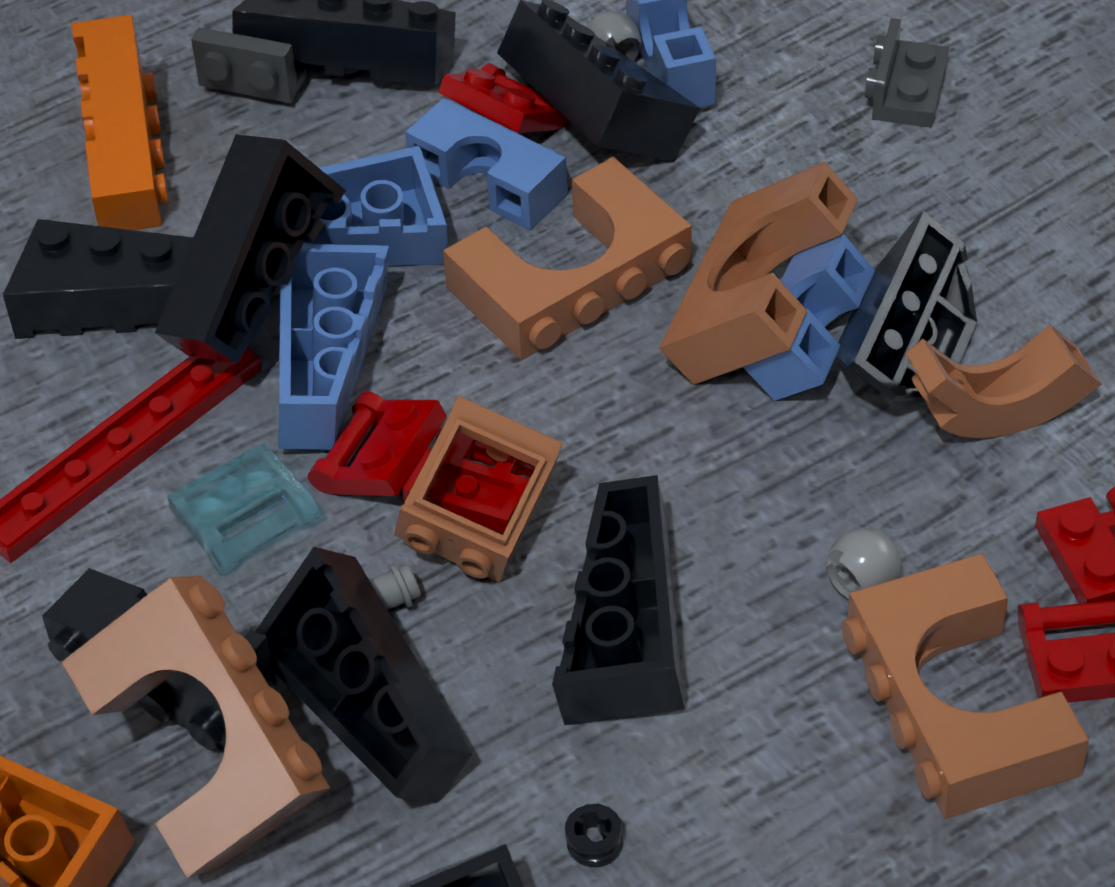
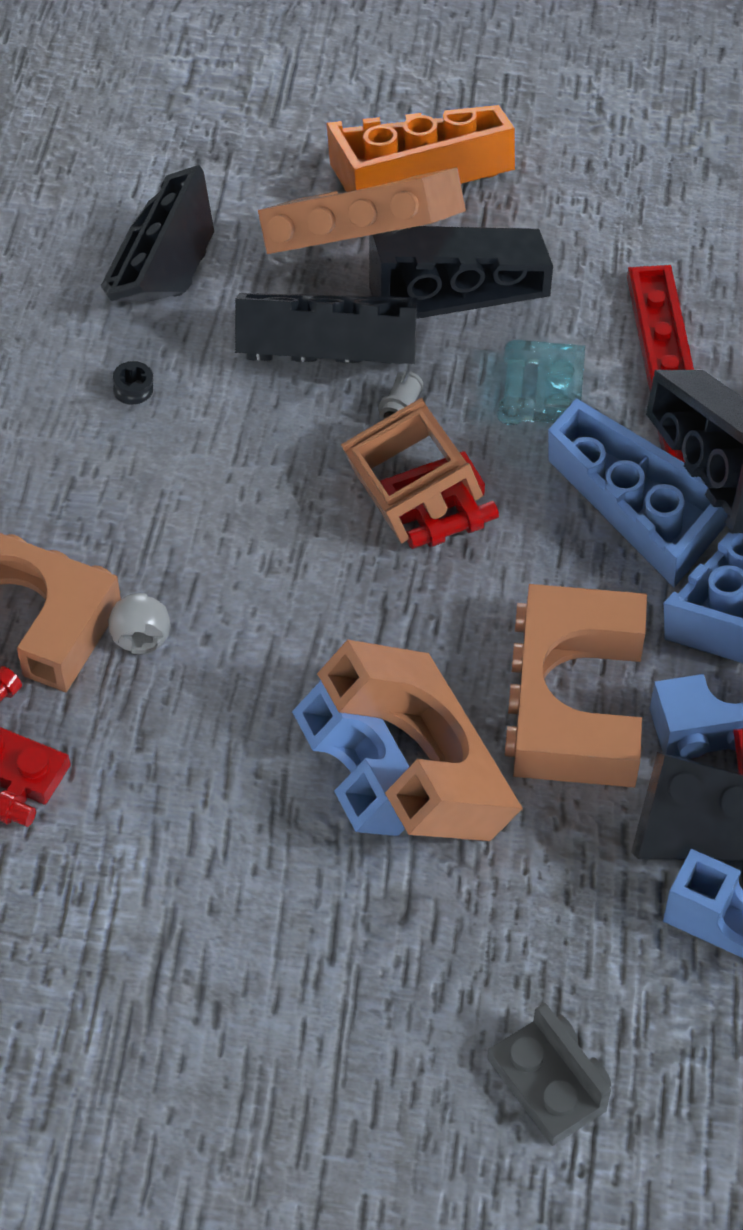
camera: 130 degrees right, 5 degrees up
(389, 454) = (506, 473): red plate -> none
(623, 624) = (244, 481): black wedge -> none
(913, 296) = (284, 806): black wedge -> none
(1006, 394) = (169, 827): nougat arch -> none

